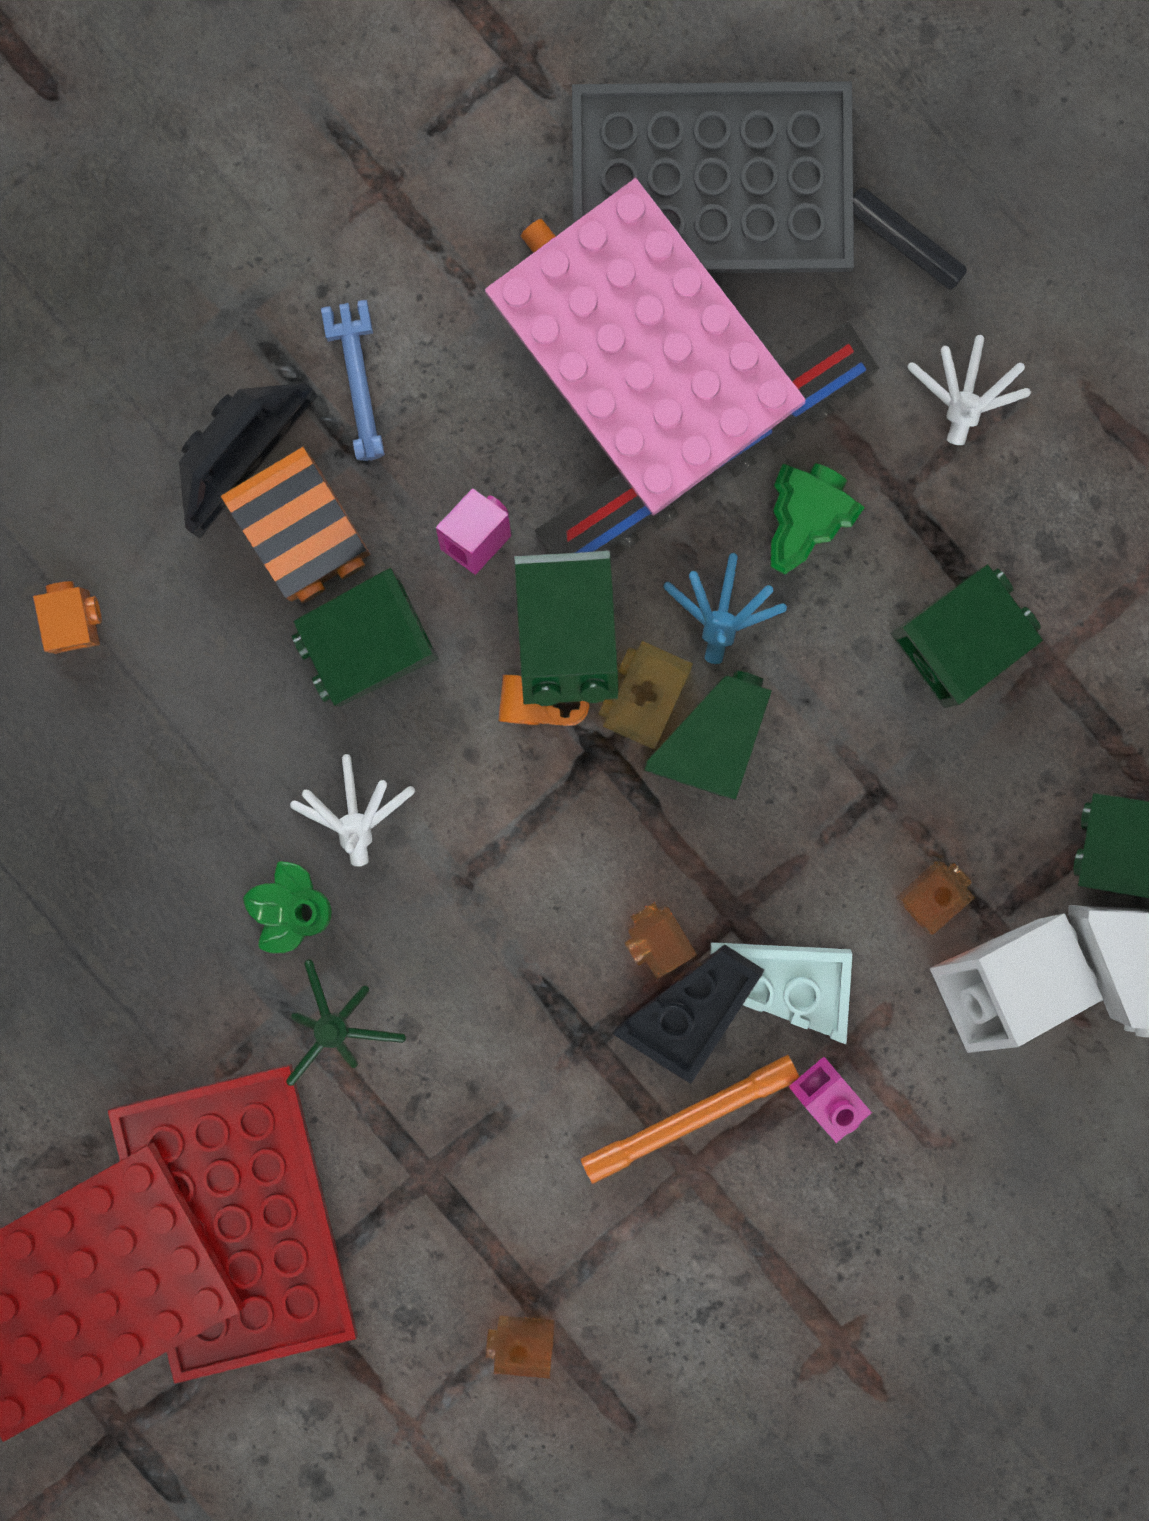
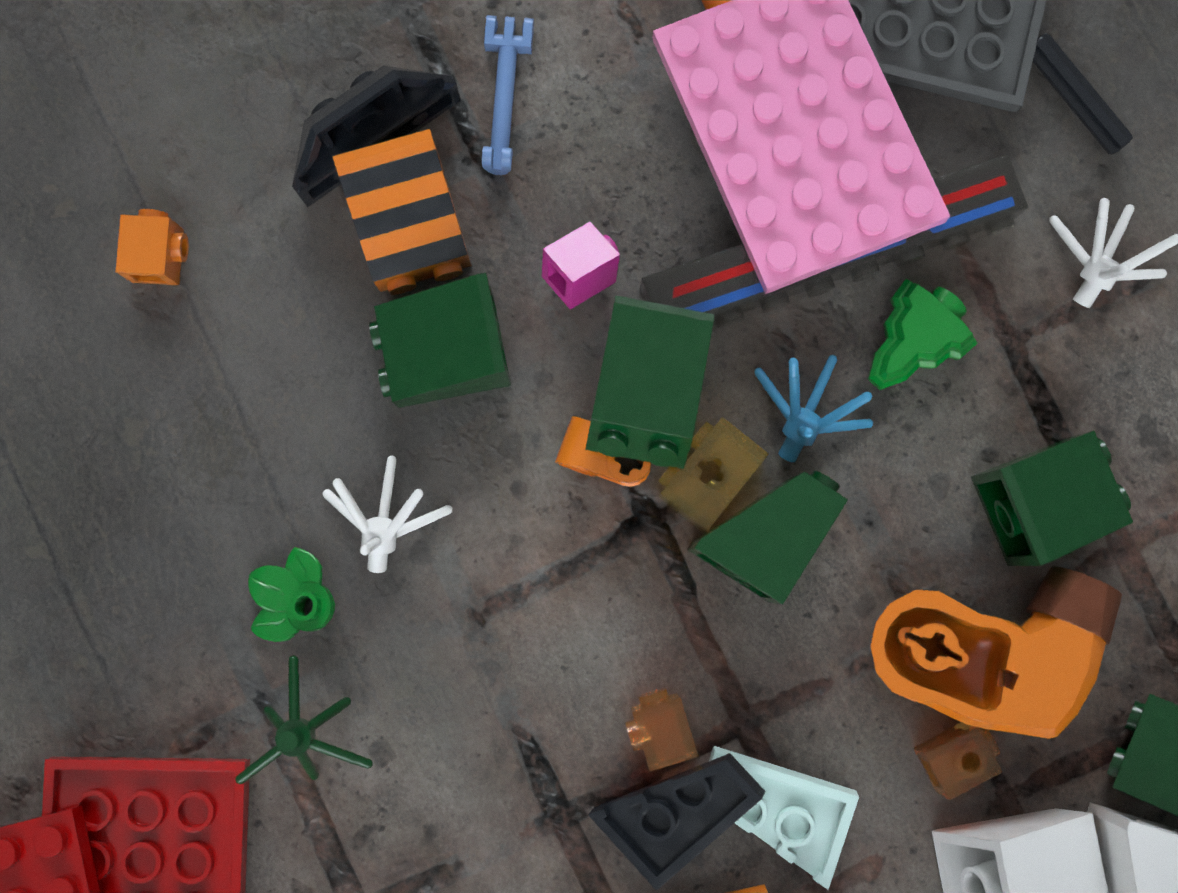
camera: 10 degrees right, 5 degrees down
(945, 807) = (991, 669): none -> orange piece

